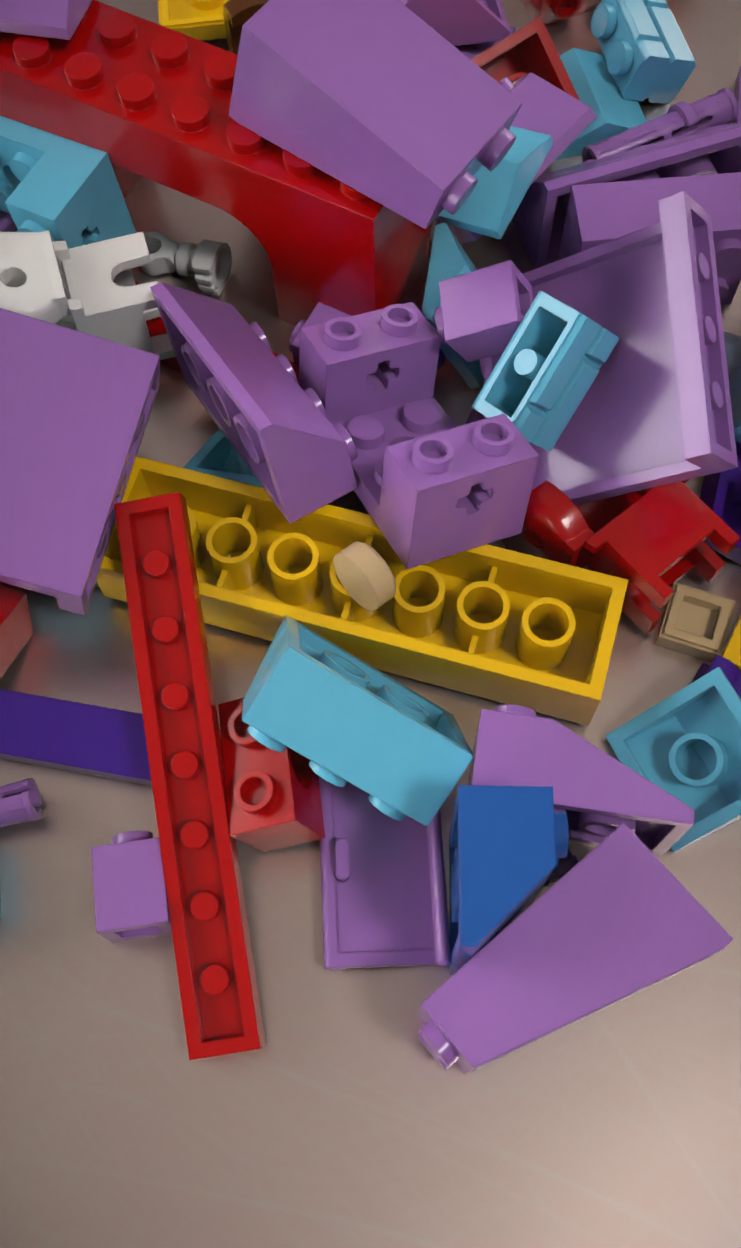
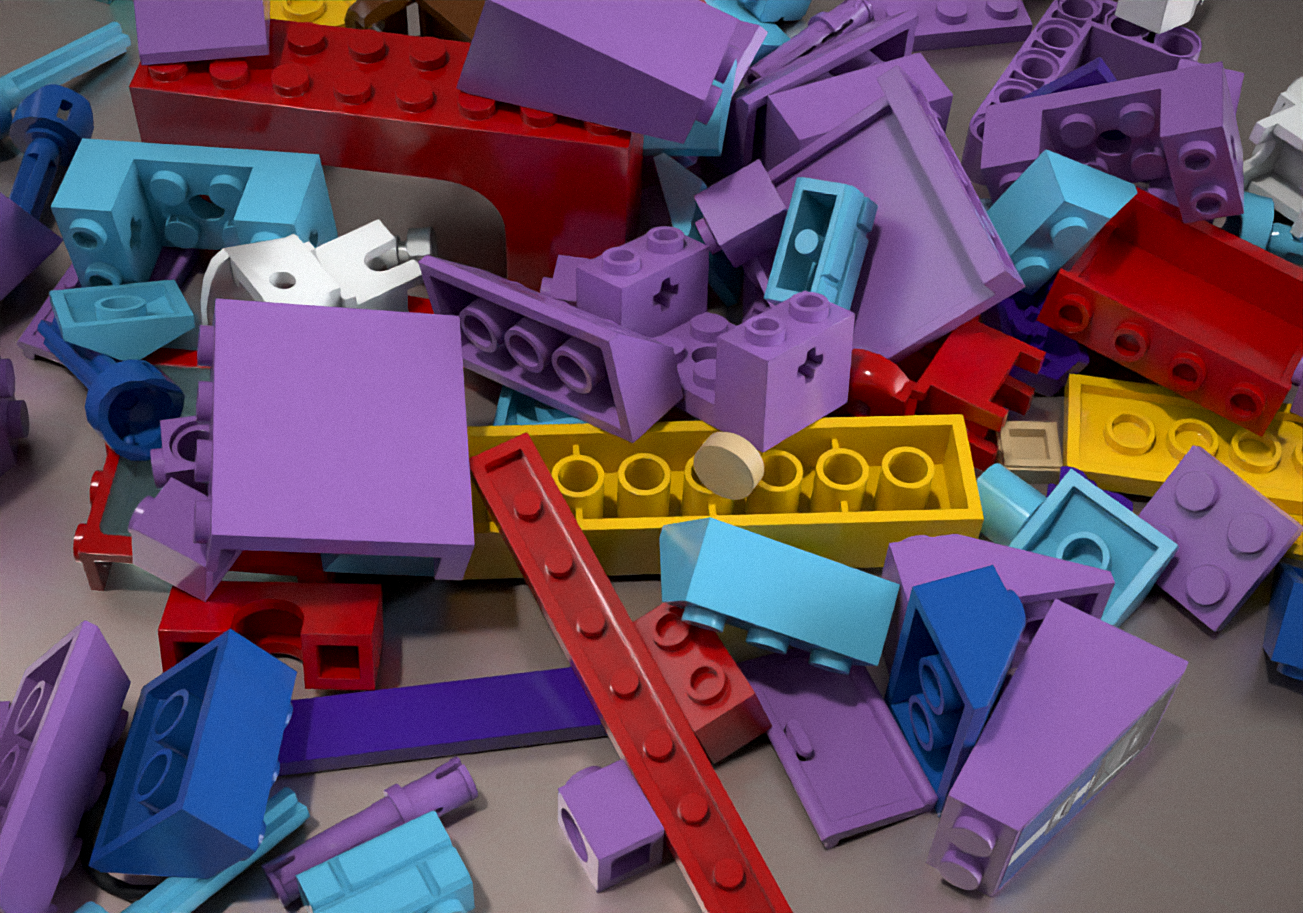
camera: 25 degrees left, 15 degrees down
(644, 674) = (1006, 503): none -> medium azure brick

